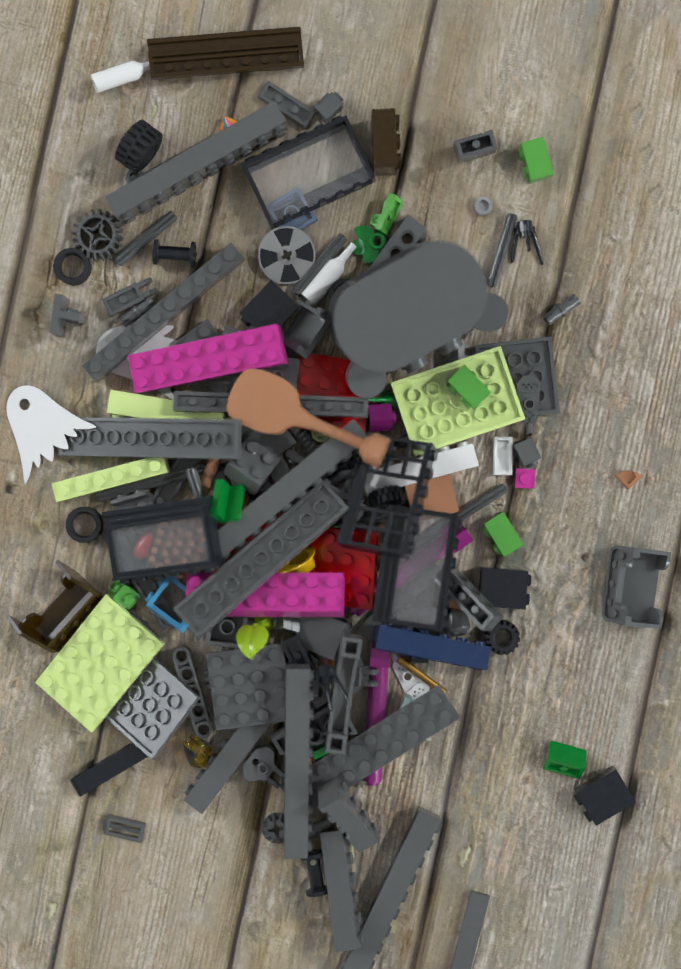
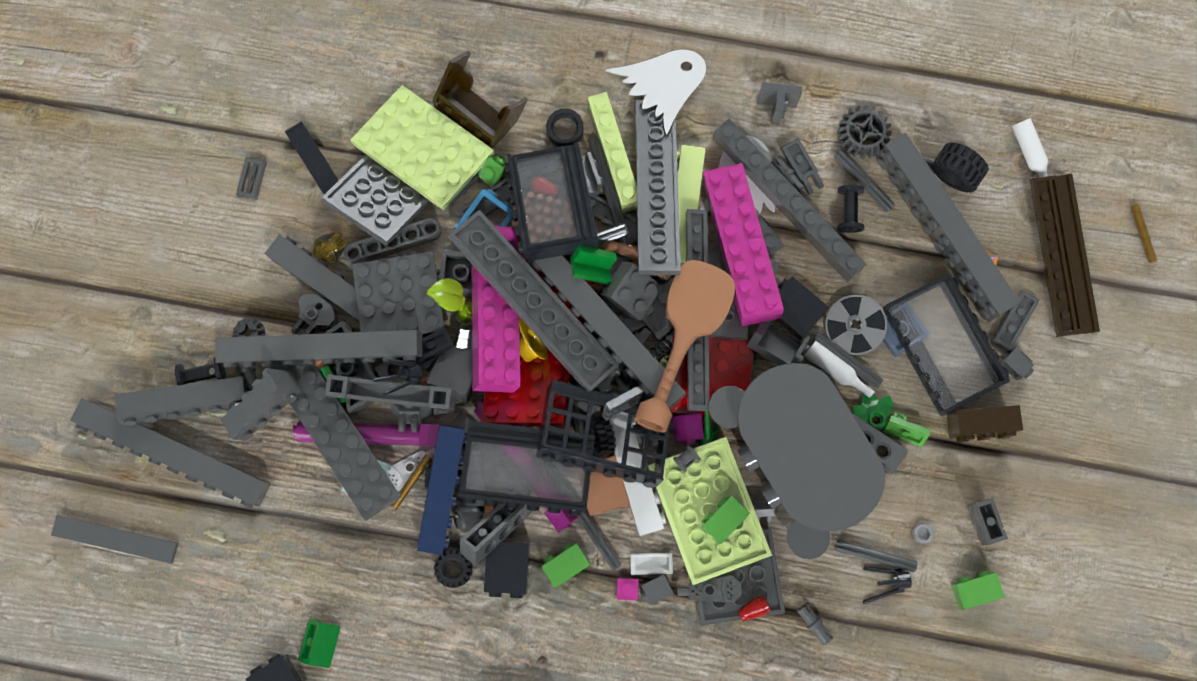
camera: 90 degrees right, 10 degrees down
(58, 263) = (834, 94): black tyre -> none
(360, 478) = (622, 403): none -> dark grey tile
(411, 420) = (686, 459): none -> dark grey bush
(547, 363) = (756, 608): none -> red cone

